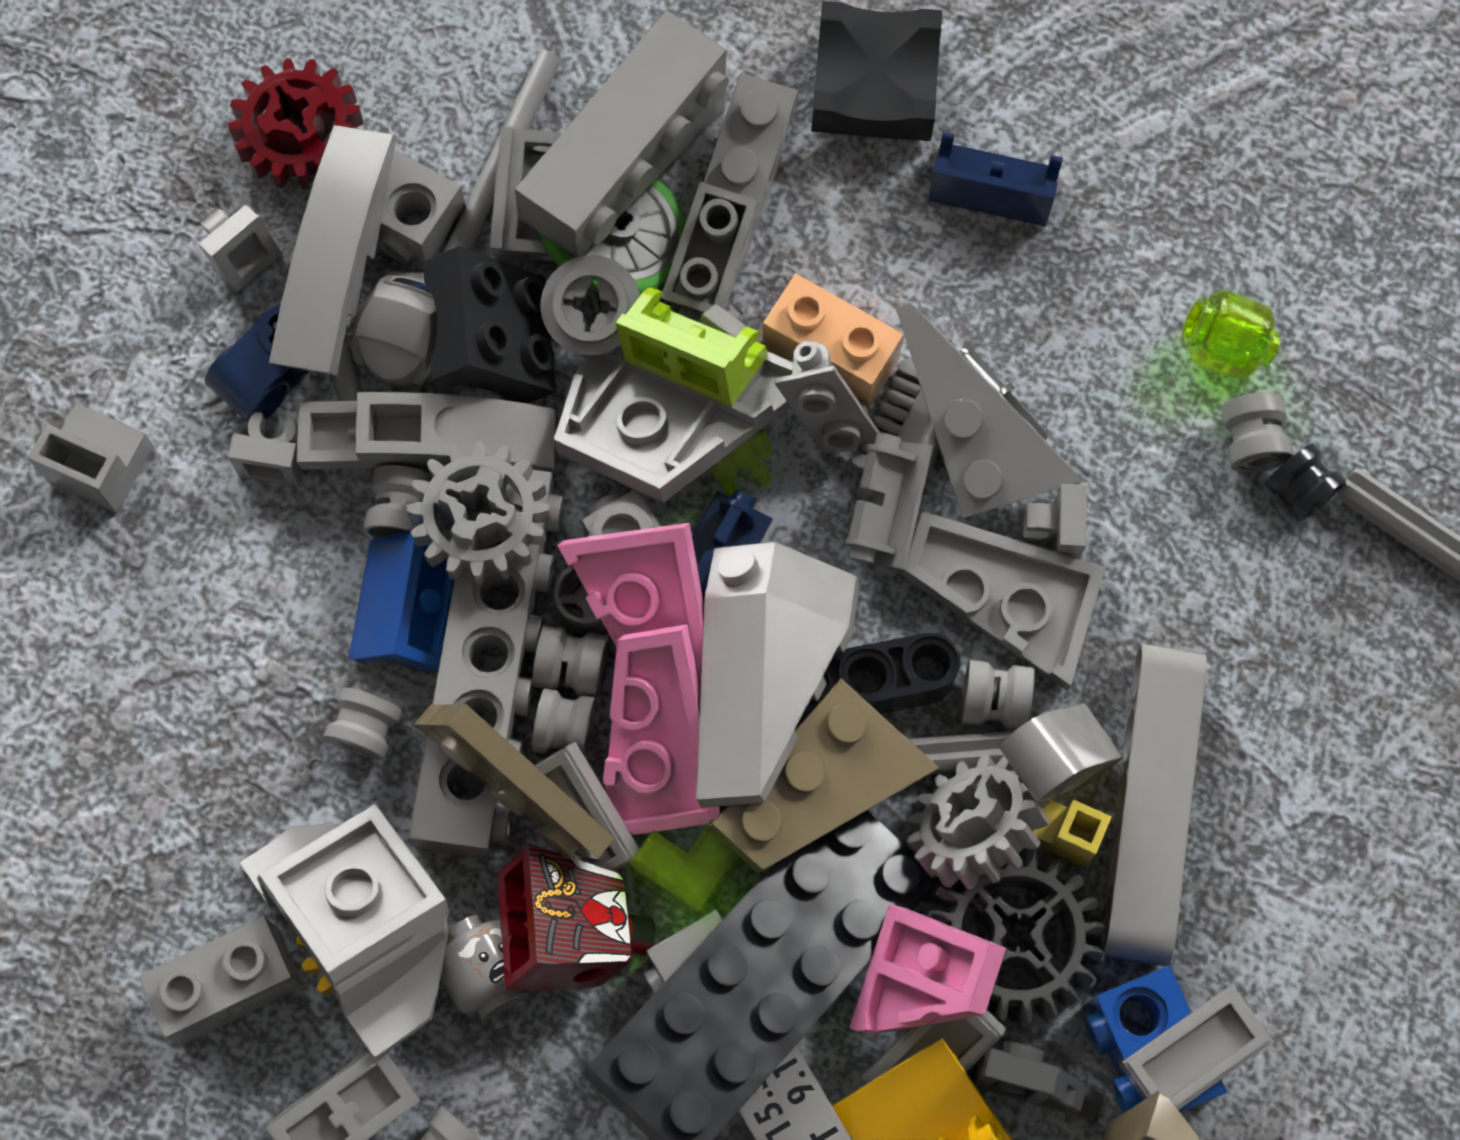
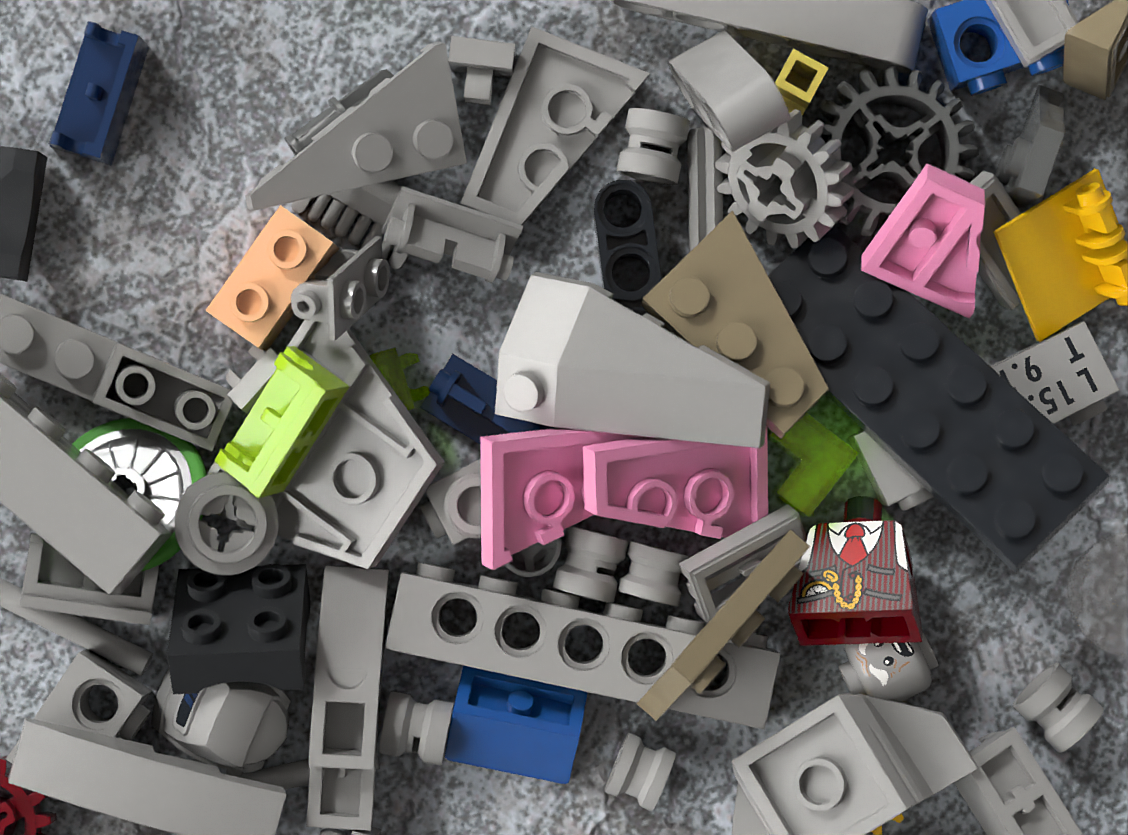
camera: 80 degrees left, 15 degrees up
(488, 488) = (419, 634): light grey gear -> none

